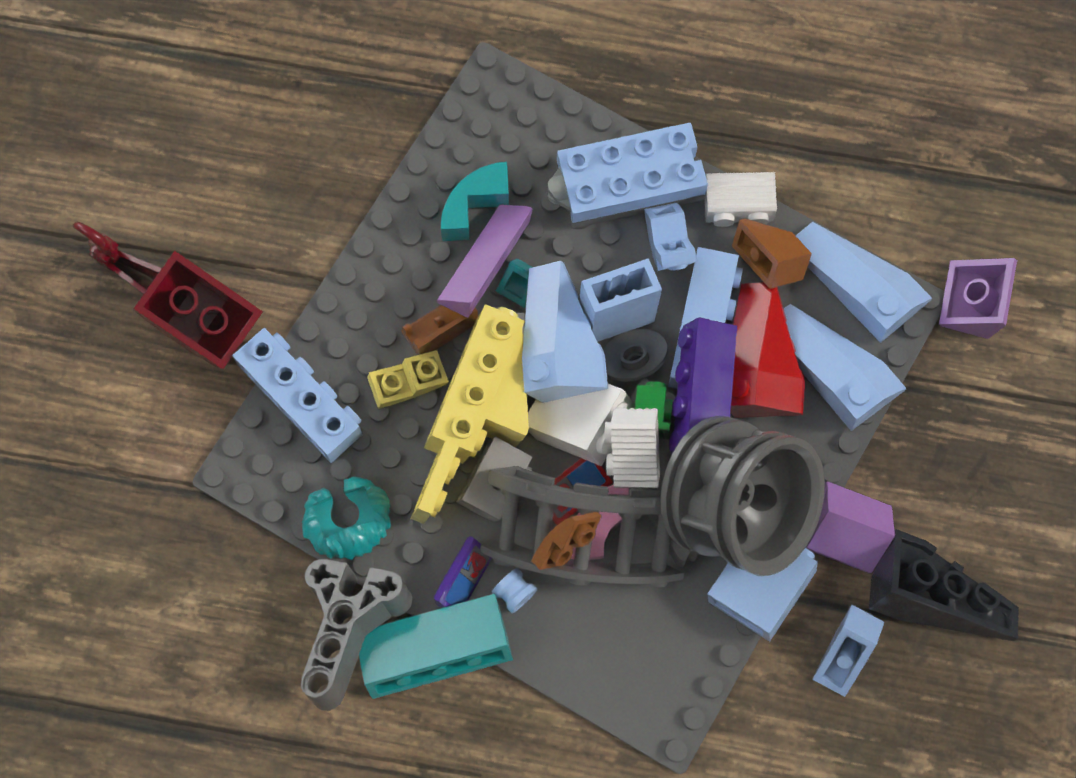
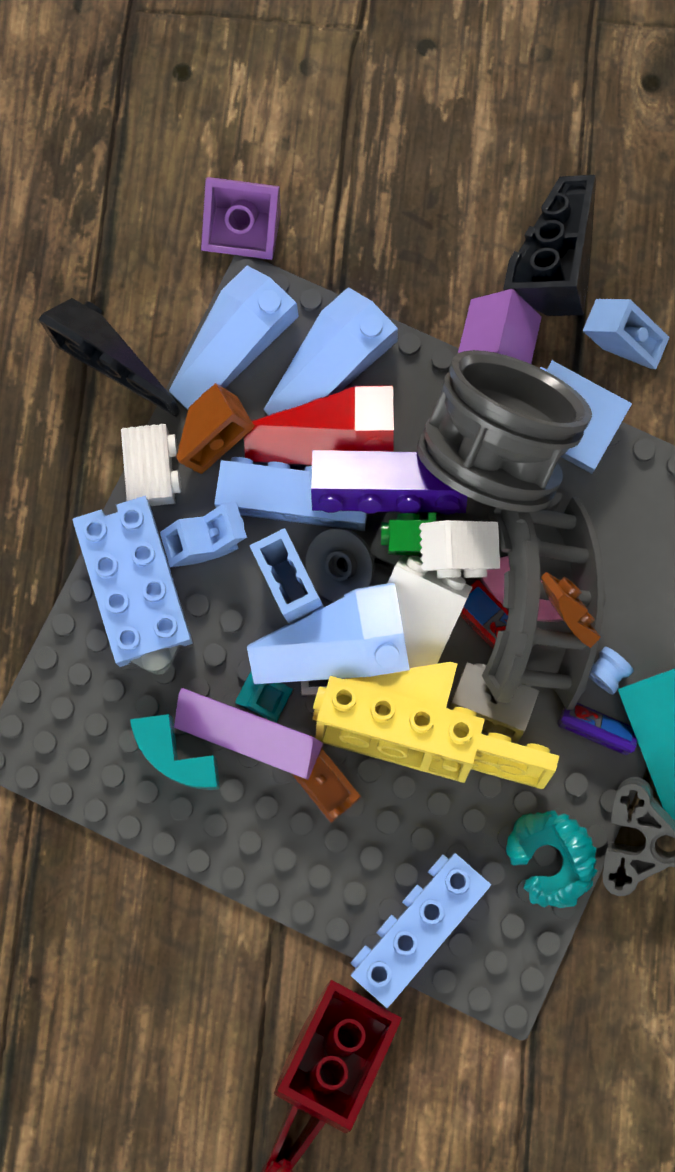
camera: 90 degrees left, 5 degrees up
(407, 380) = (387, 809): light yellow slope -> none
(865, 157) = (90, 338): none -> black wedge

